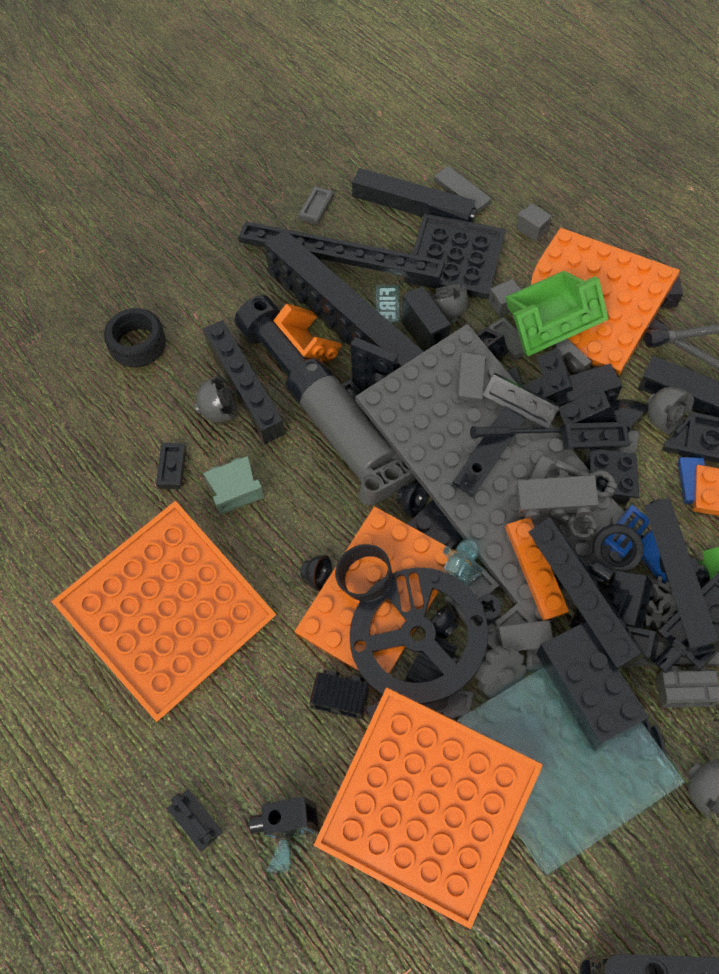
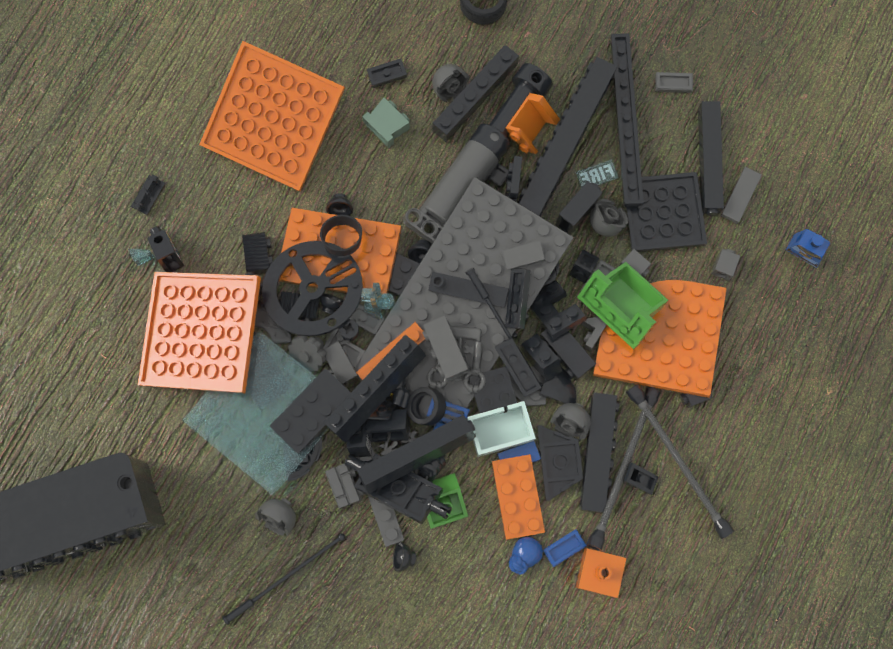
camera: 65 degrees right, 15 degrees up
(540, 149) = (808, 246): none -> blue torso
(664, 475) = (501, 430): none -> light aqua piece

